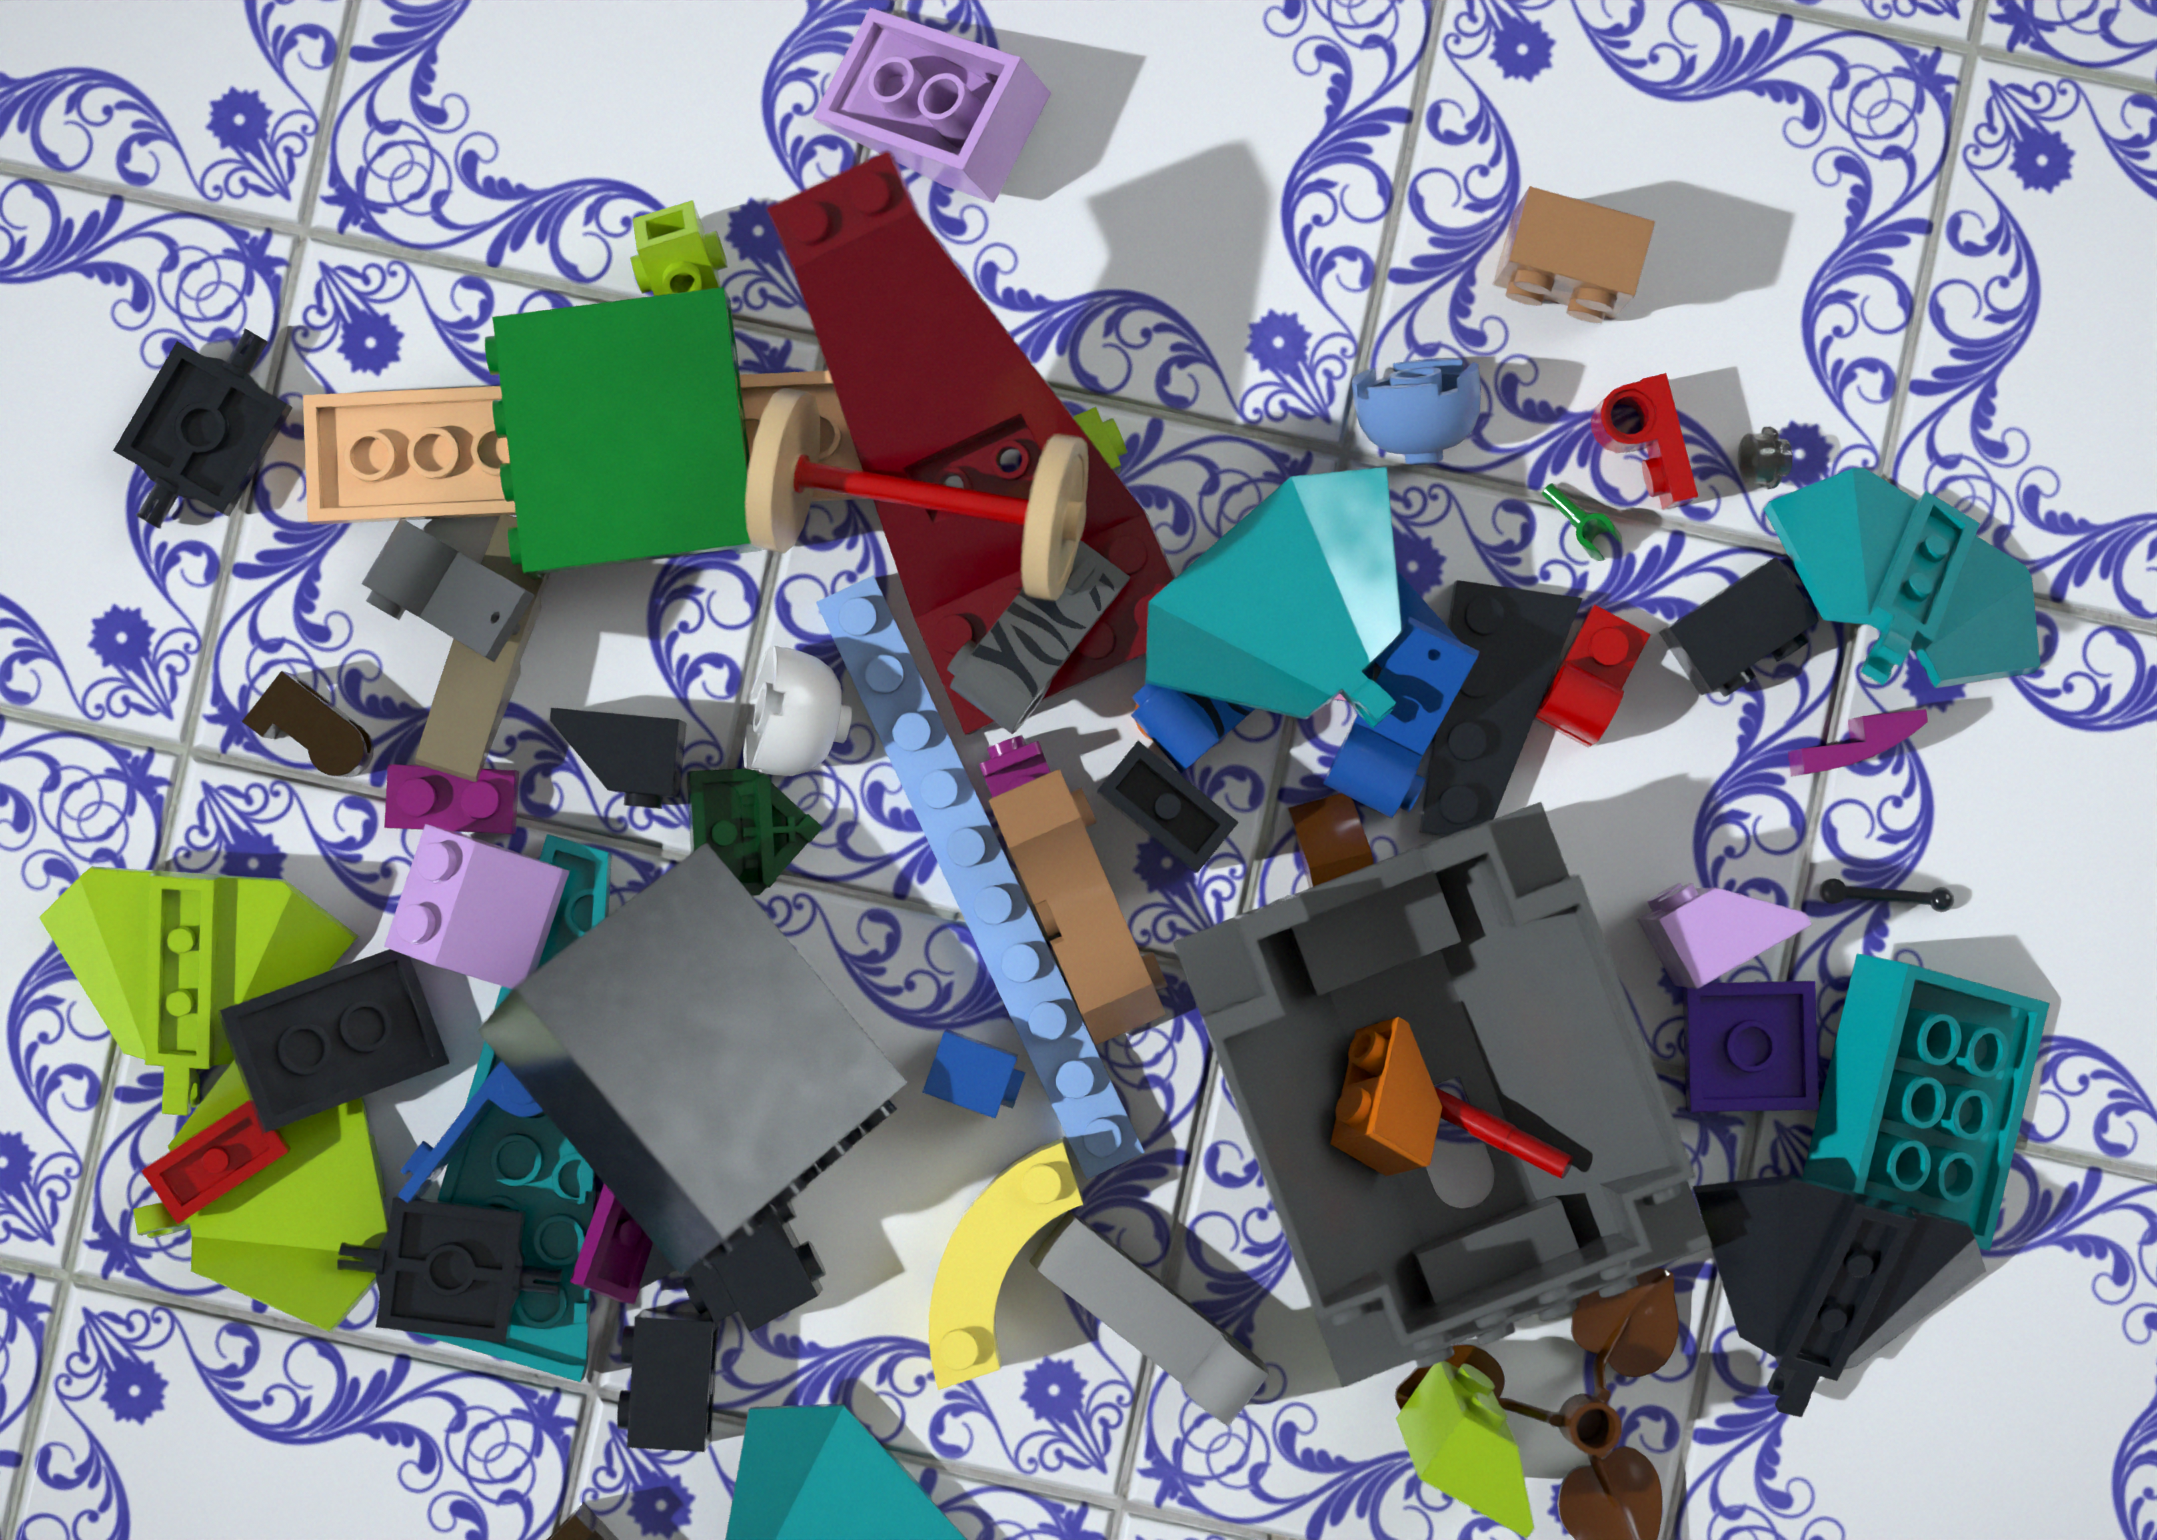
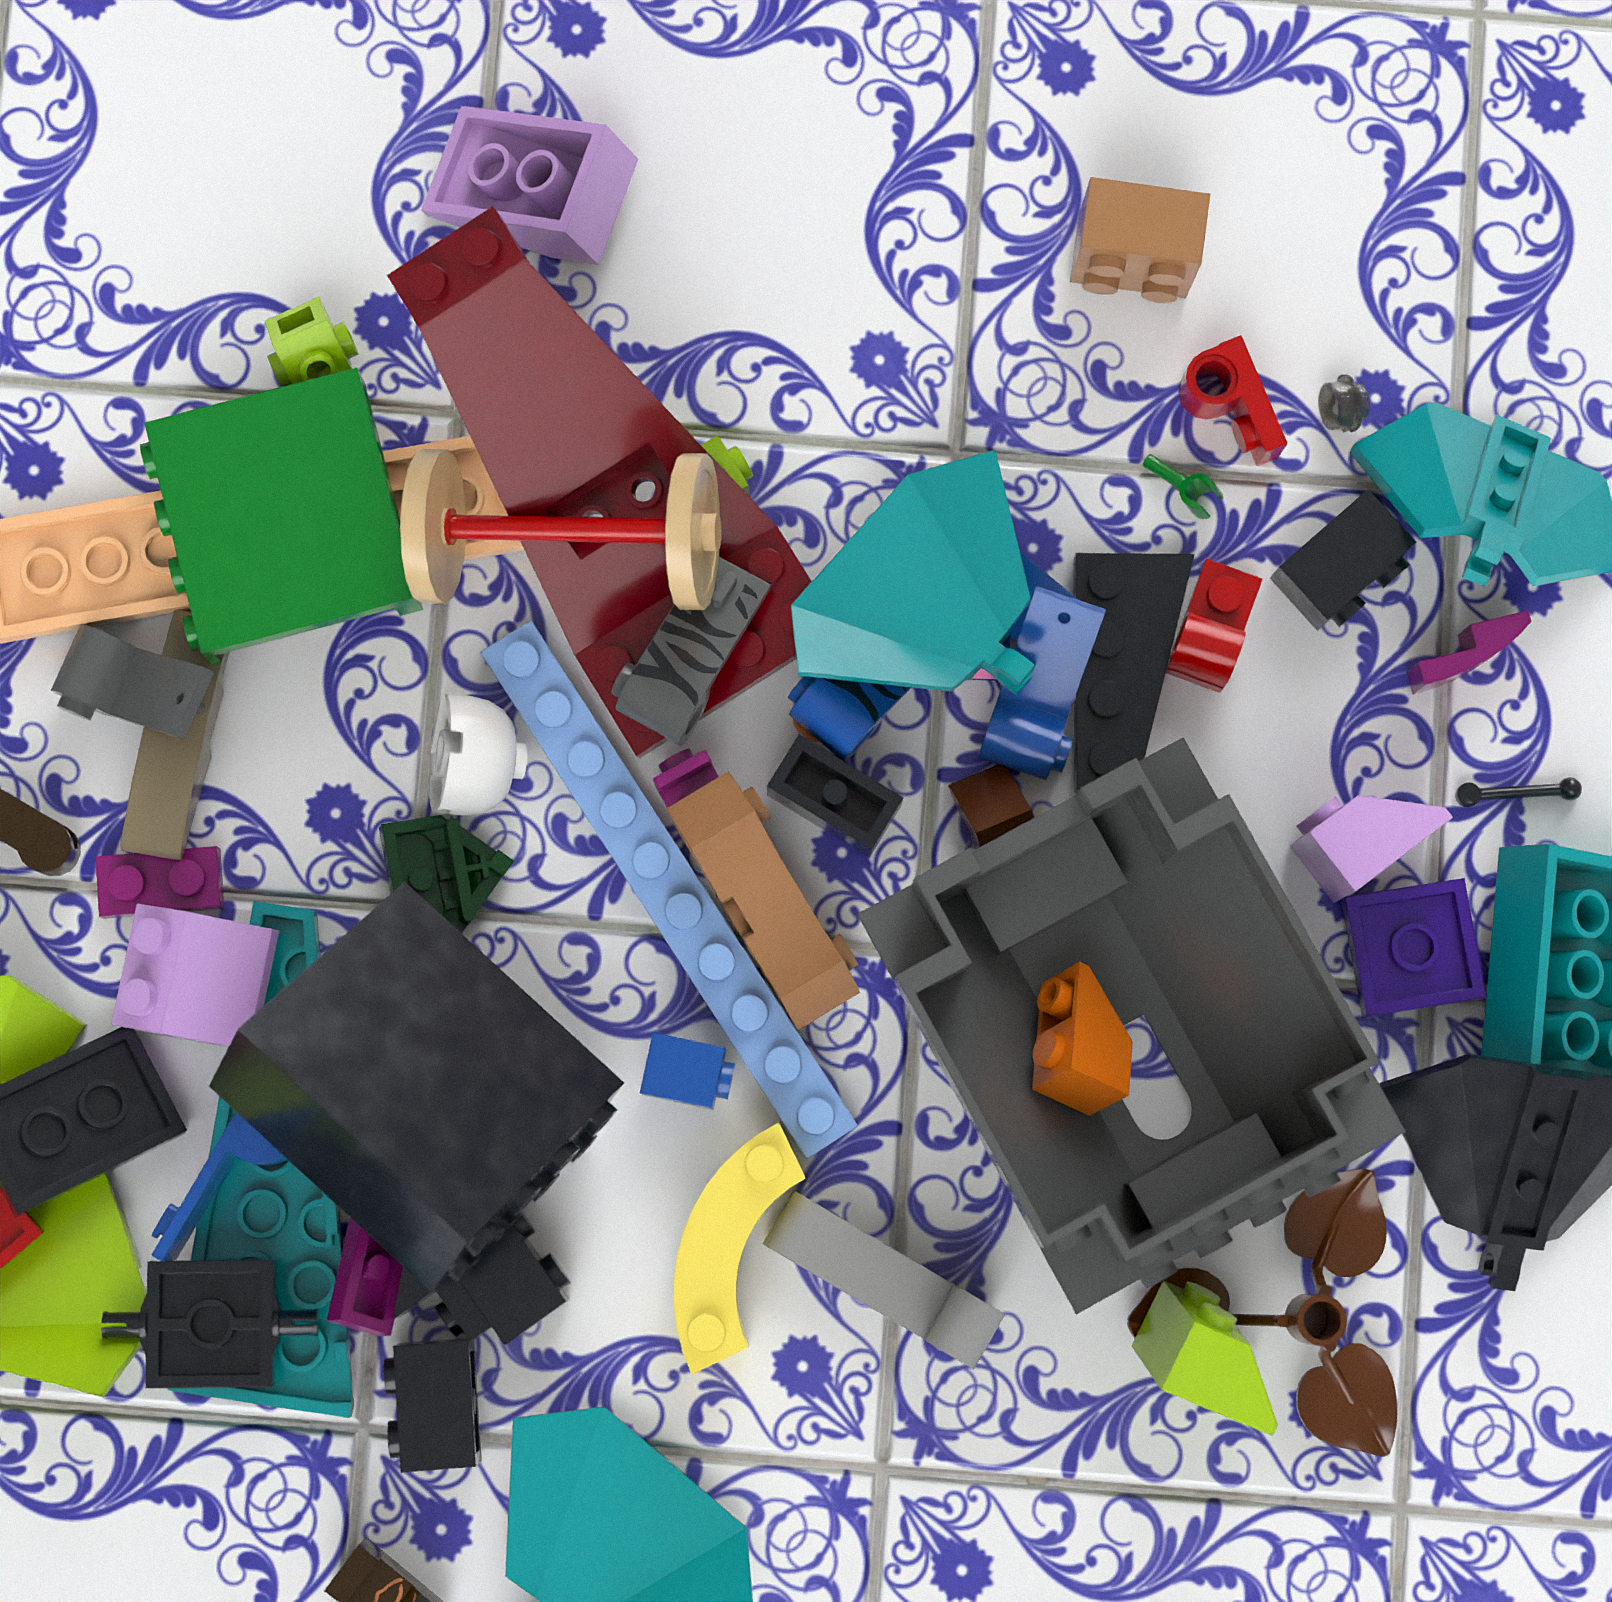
camera: 10 degrees left, 5 degrees down
(628, 752) = (321, 813): black slope -> none
(1419, 407) = (1018, 399): medium blue cylinder -> none
(1504, 1135) = (1195, 1060): red piece -> none

